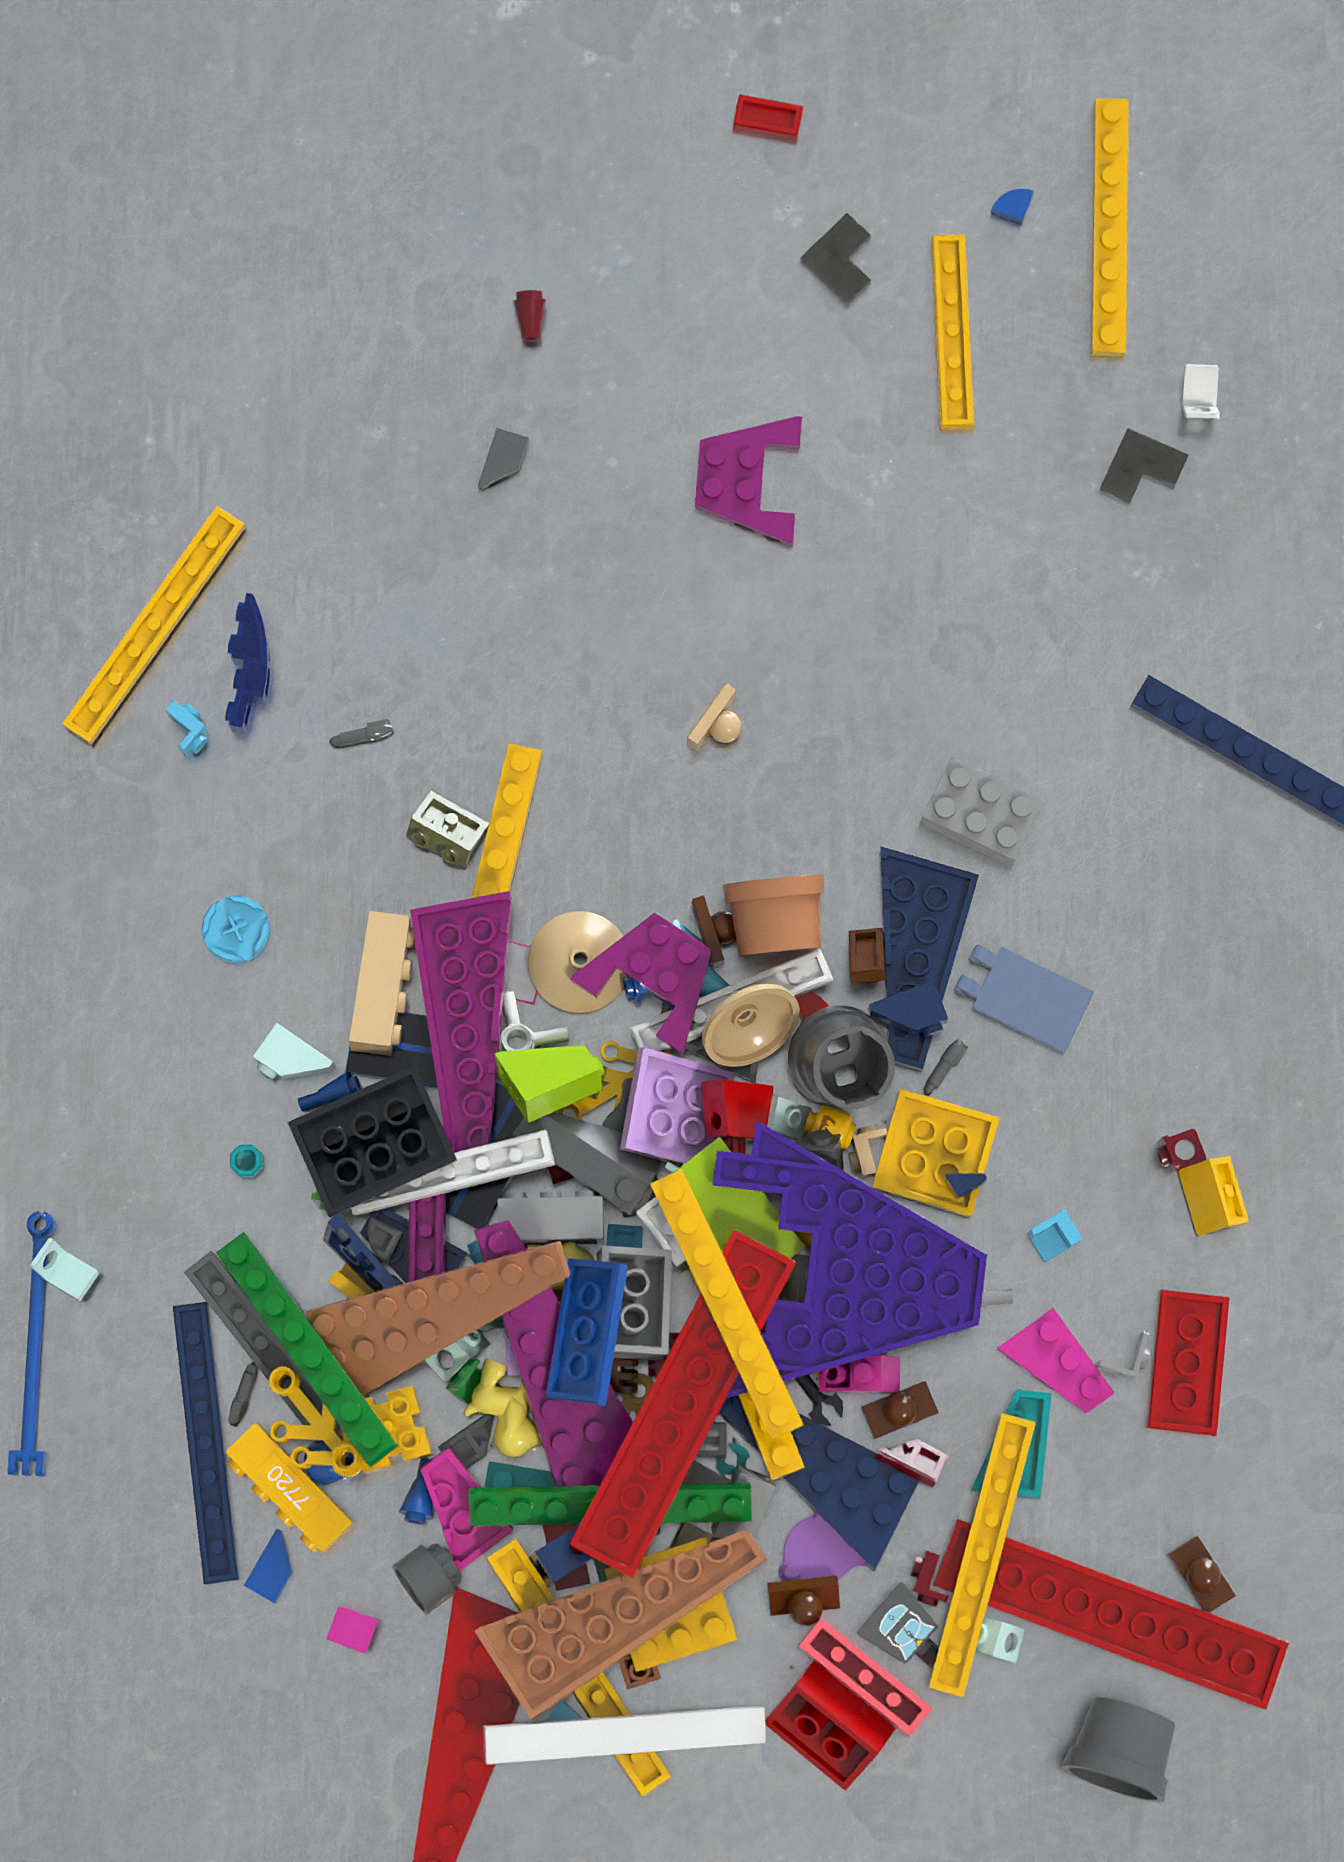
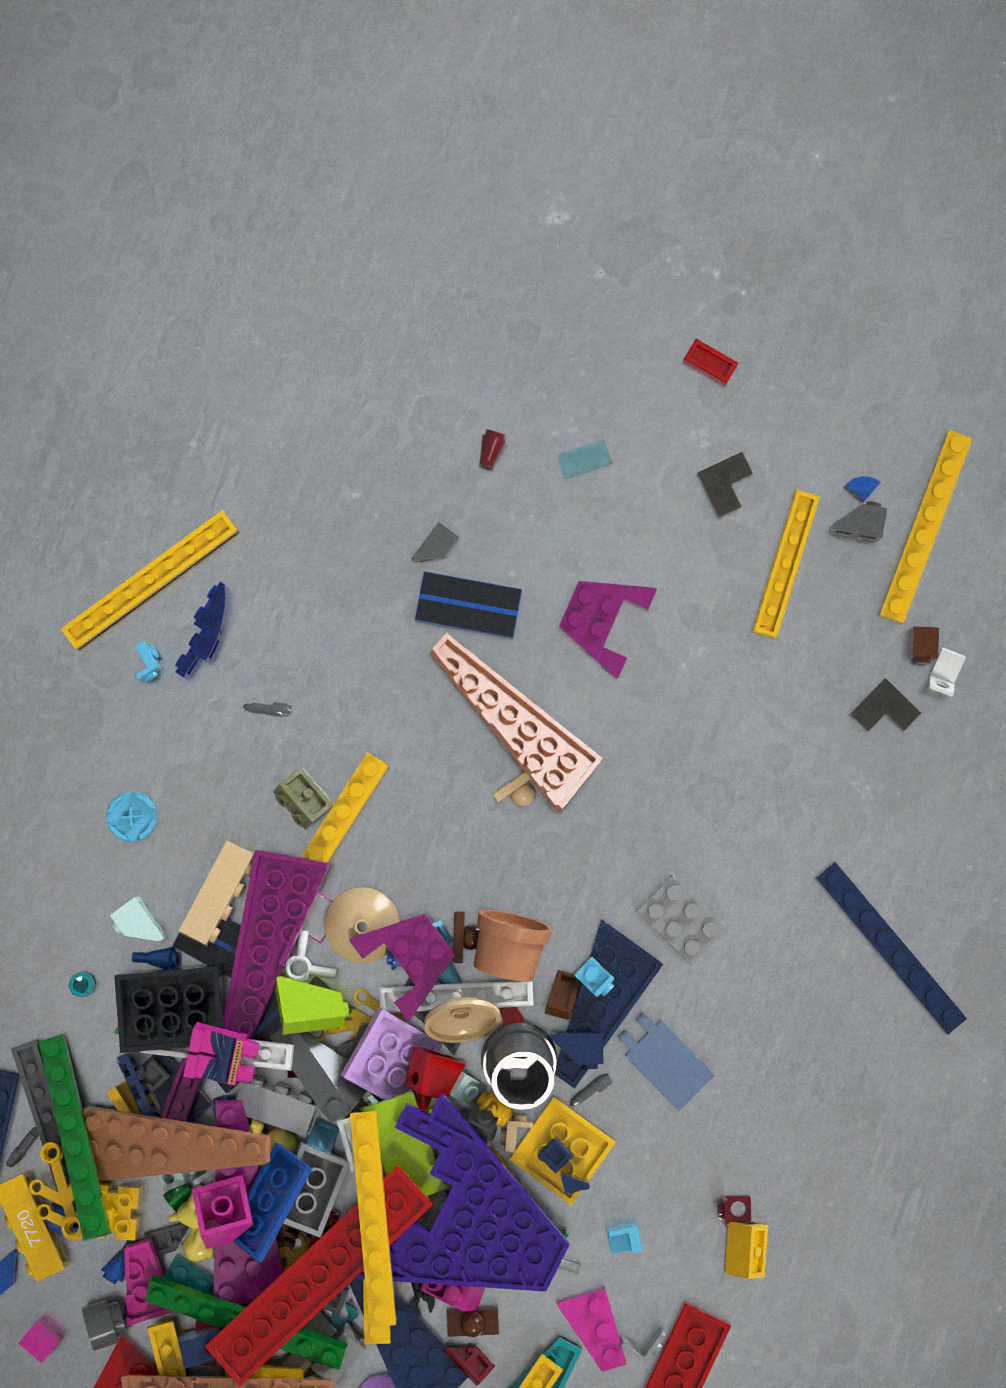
camera: 20 degrees right, 5 degrees up
(469, 1168) = (219, 1055): none -> dark pink hips
(532, 1364) = (222, 1211): none -> dark pink slope
(571, 518) = (468, 605): none -> black tile
(652, 289) = (584, 459): none -> clear light blue tile
(720, 654) = (538, 743): none -> wing
(898, 919) = (595, 977): none -> medium azure bracket
(928, 1158) = (555, 1154): none -> dark blue tile
(1029, 247) = (863, 522): none -> dark grey slope
(1160, 369) = (923, 644): none -> reddish brown brick

